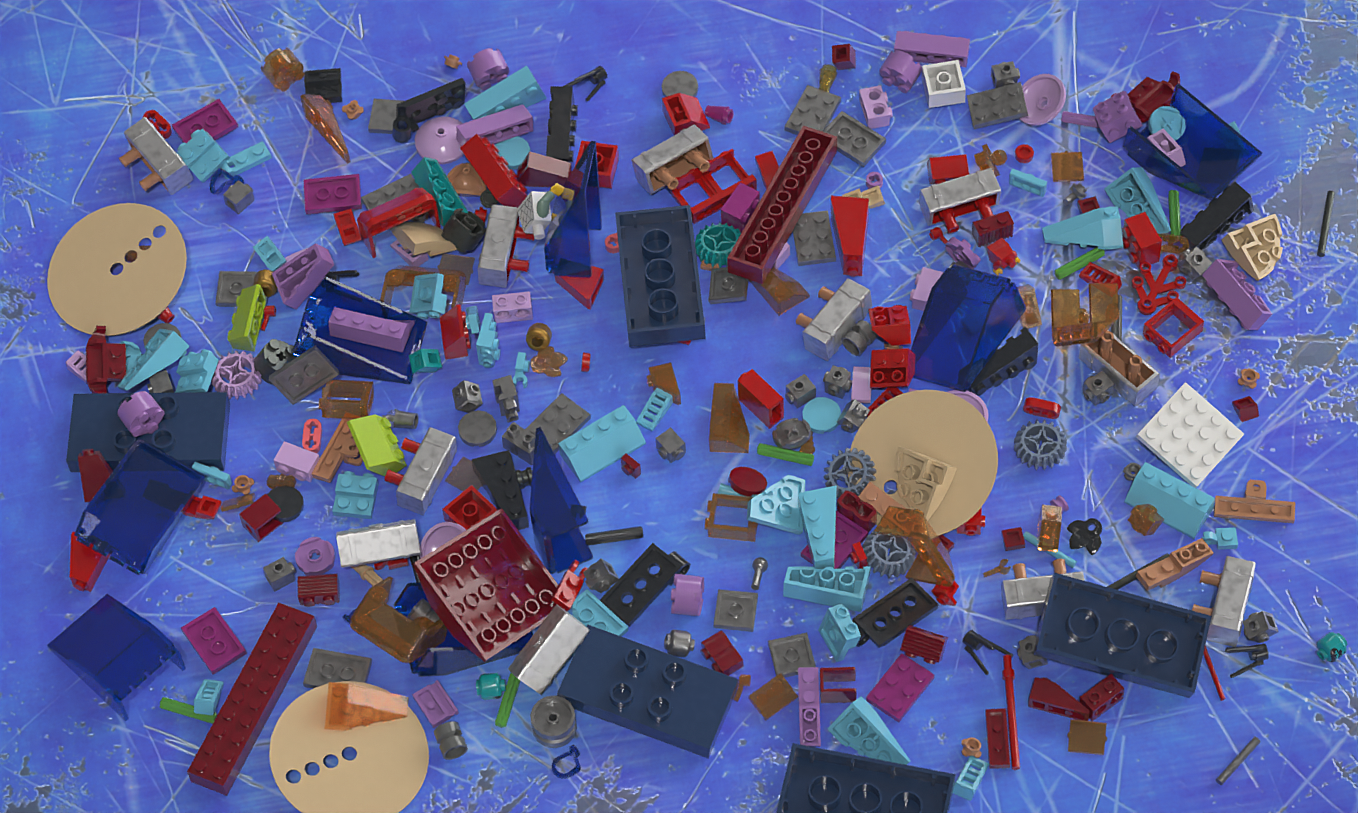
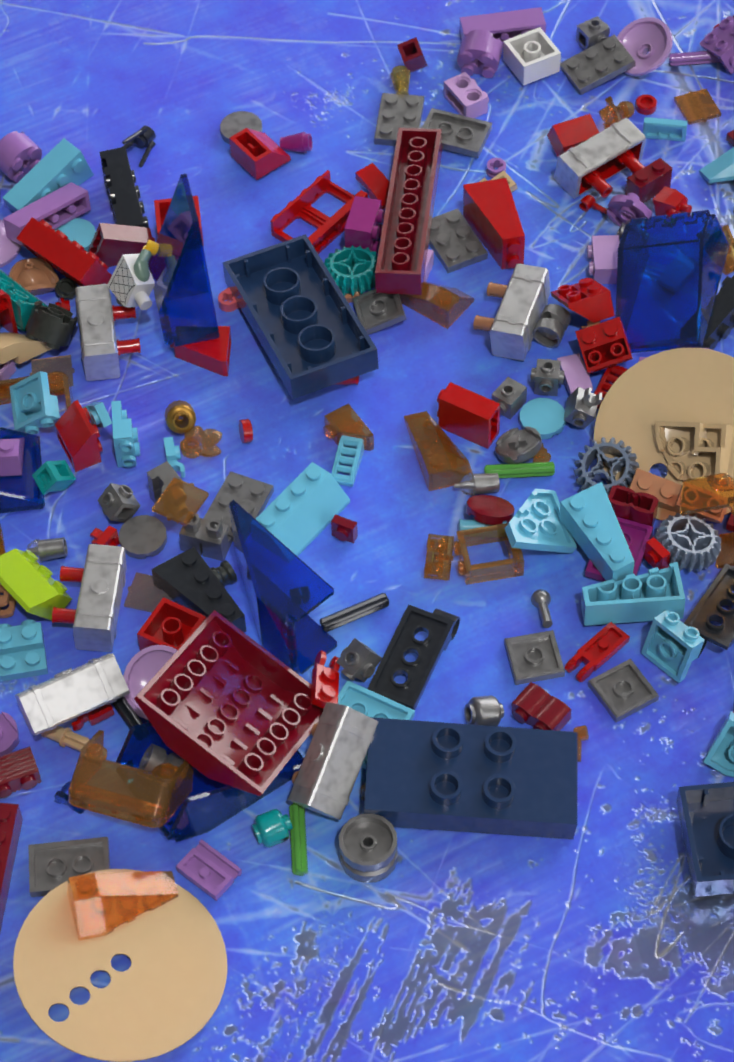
camera: 20 degrees left, 5 degrees down
(447, 424) = (108, 537): none -> red tile
(450, 740) = (248, 910): dark grey wheel -> none
(509, 411) = (180, 501): none -> clear orange piece
(512, 307) = (138, 392): lavender brick -> none
(573, 751) = (411, 878): clear blue piece -> none
(670, 445) = (382, 494): flat silver brick -> none
(672, 159) = (265, 196): piece -> none
(687, 595) = (474, 652): medium lavender brick -> none
(692, 510) = (439, 557): none -> clear orange hips
(748, 457) = (479, 483): none -> flat silver piece
(773, 696) = (622, 743): clear orange plate -> none
(784, 619) = (598, 651): none -> red hinge
(809, 706) = (671, 742): medium lavender slope -> none
(837, 674) = (698, 719): piece -> none
(1078, 191) = (721, 125): flat silver plate -> none

